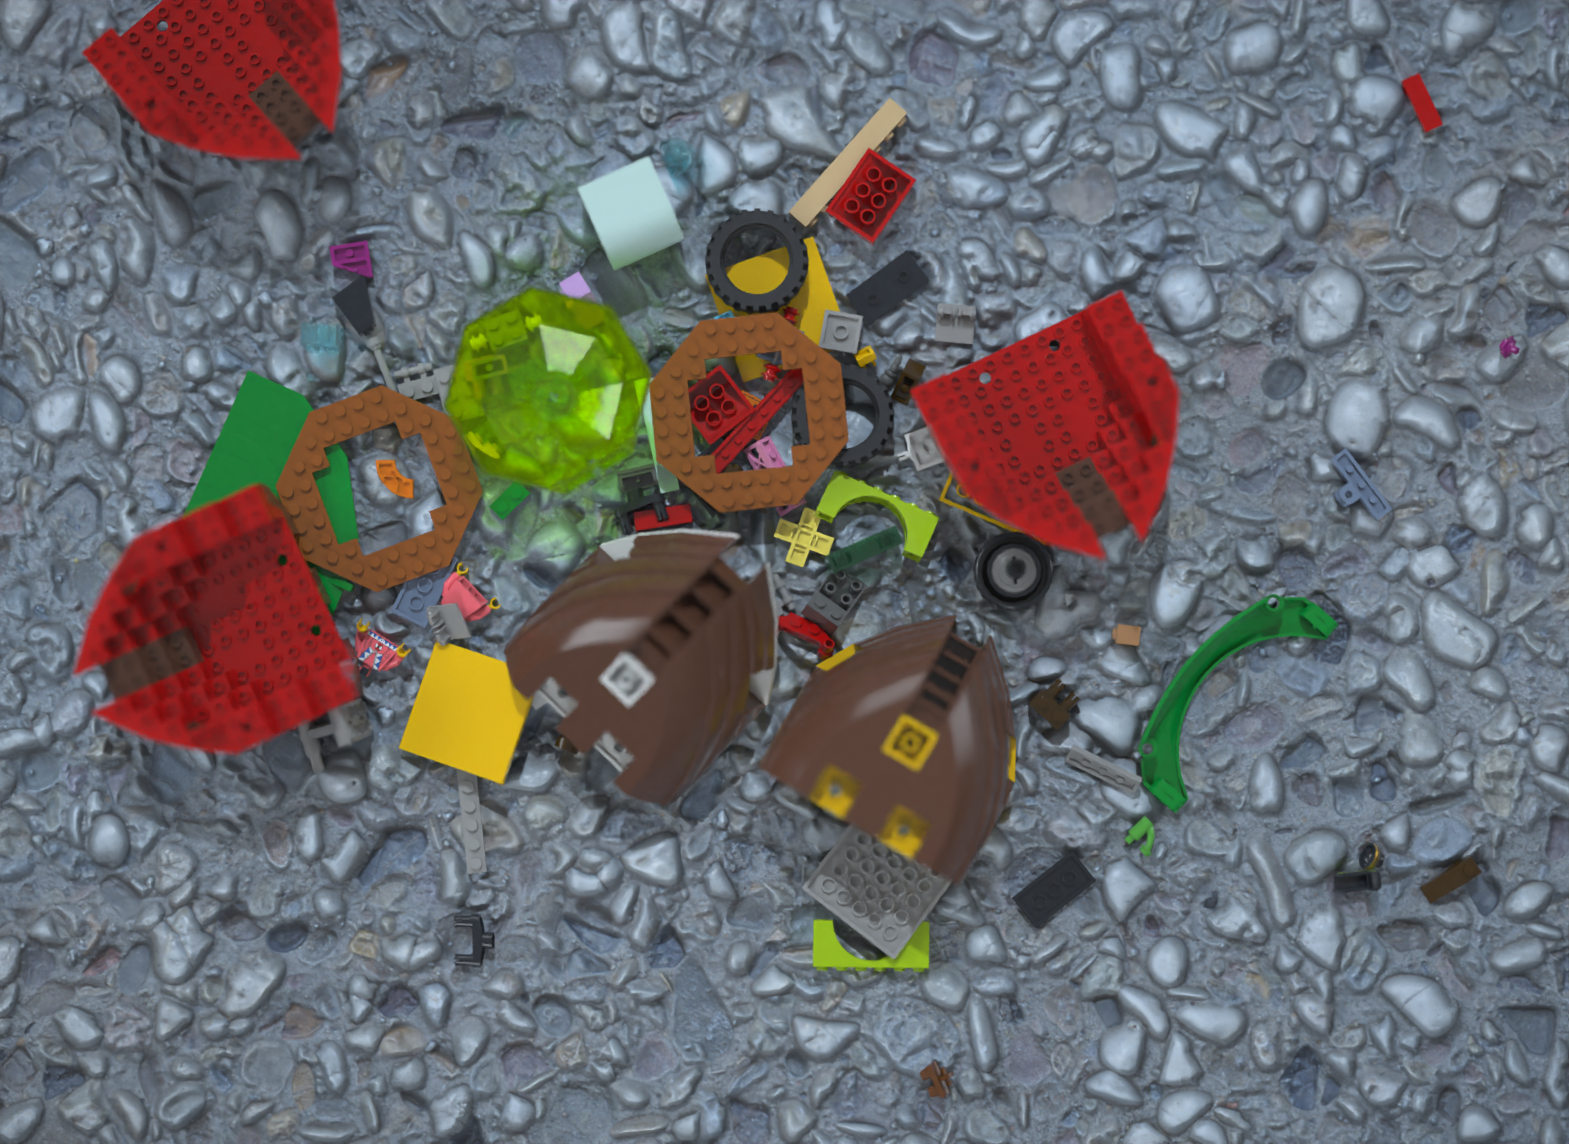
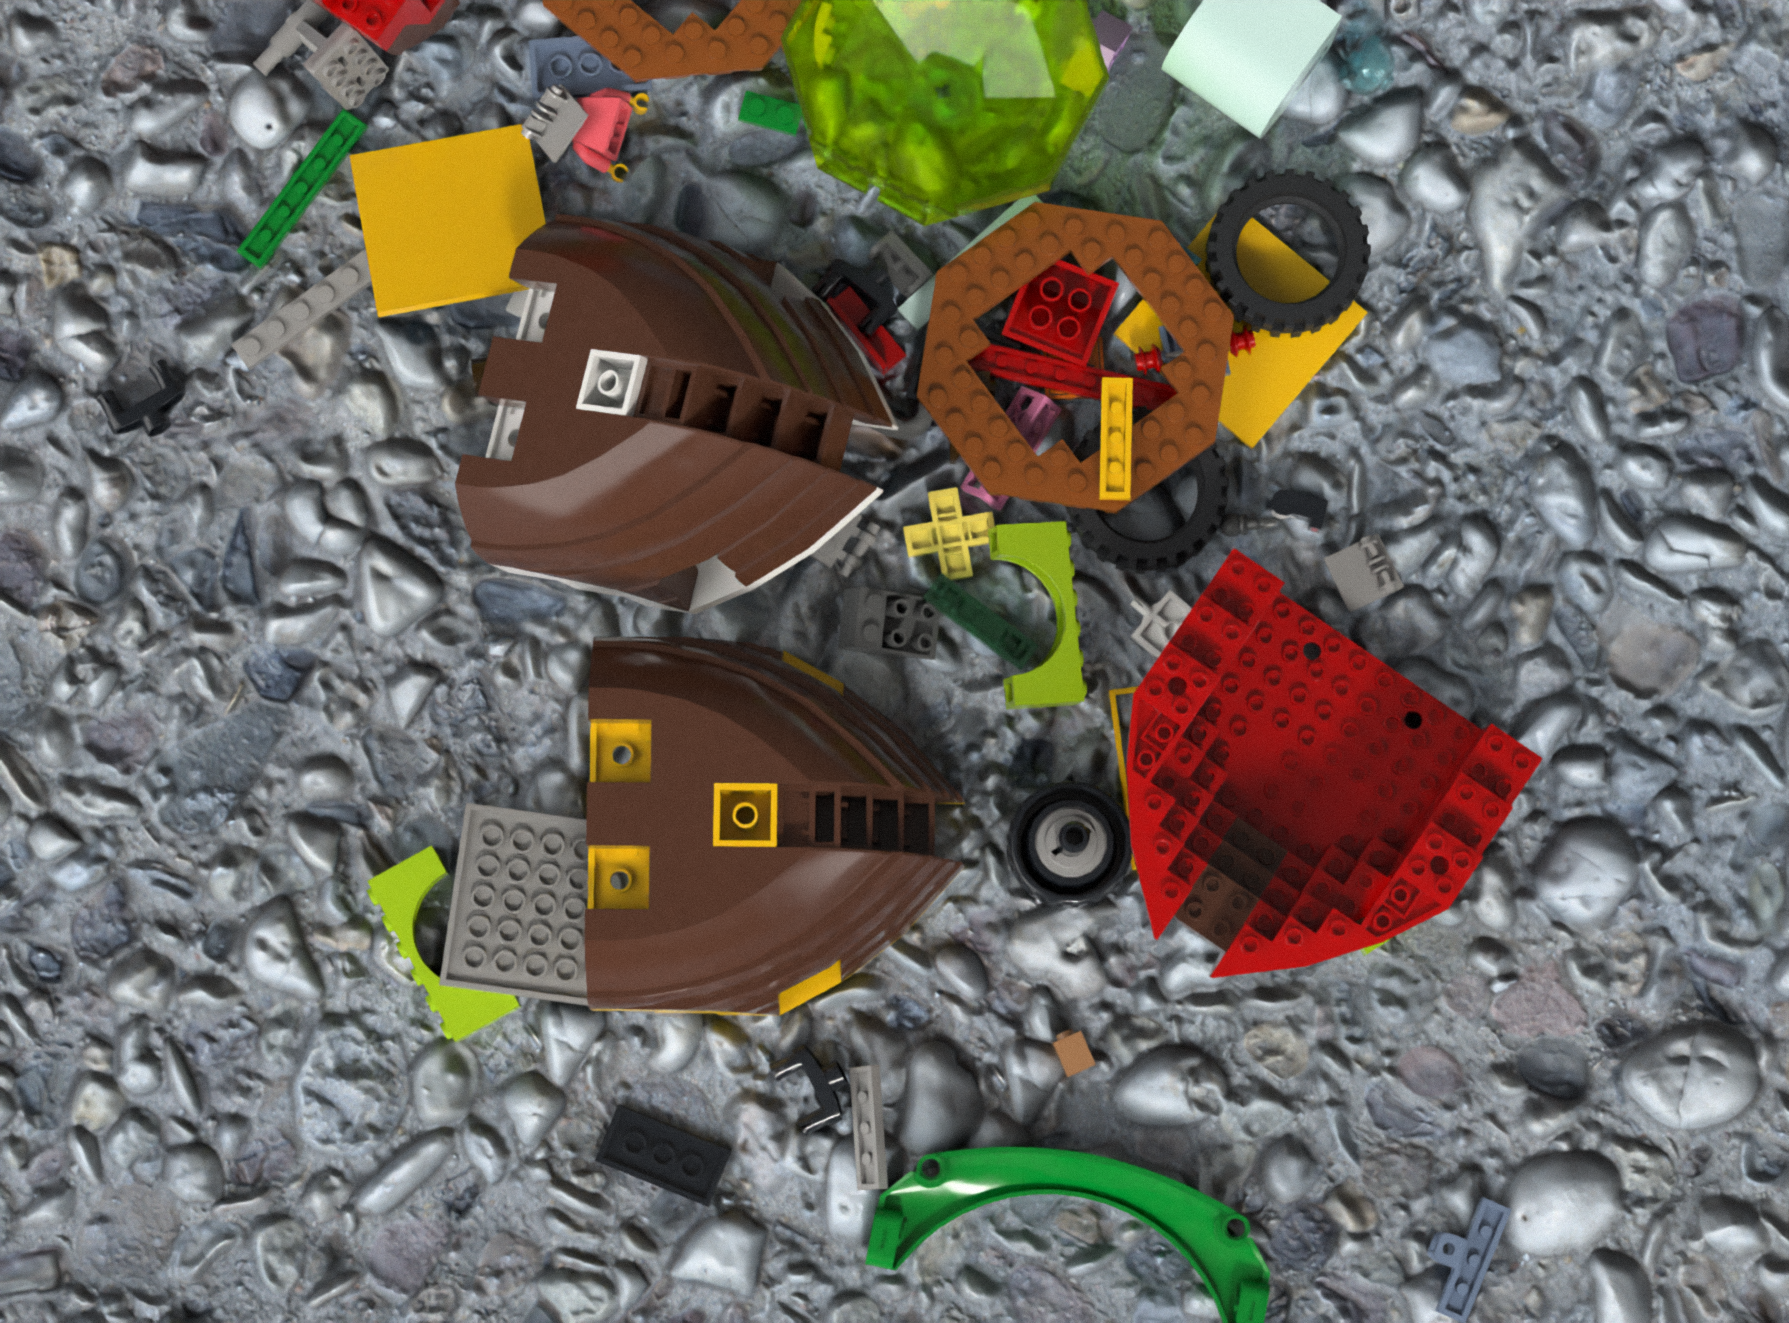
camera: 65 degrees right, 5 degrees down
(376, 650) = (464, 51): torso -> none
(401, 784) = (302, 189): none -> green tile
(807, 631) = (823, 607): red plate -> none
(809, 417) = (1116, 438): none -> yellow plate
(826, 187) = (1494, 302): tan brick -> none
(840, 331) = (1259, 422): light grey plate -> none
(865, 356) = (1245, 475): yellow tile -> none
(871, 196) = (1468, 357): red slope -> none
(887, 287) = (1357, 453): black plate -> none
(899, 336) = (1300, 507): none -> black leg
(908, 380) = (1260, 548): dark brown slope -> none
(940, 1078) = (310, 1145): reddish brown hips -> none
(1048, 709) = (906, 1009): dark brown brick -> none
(1063, 778) = (825, 1081): none -> black connector
(1140, 829) = (810, 1226): bright green plant -> none

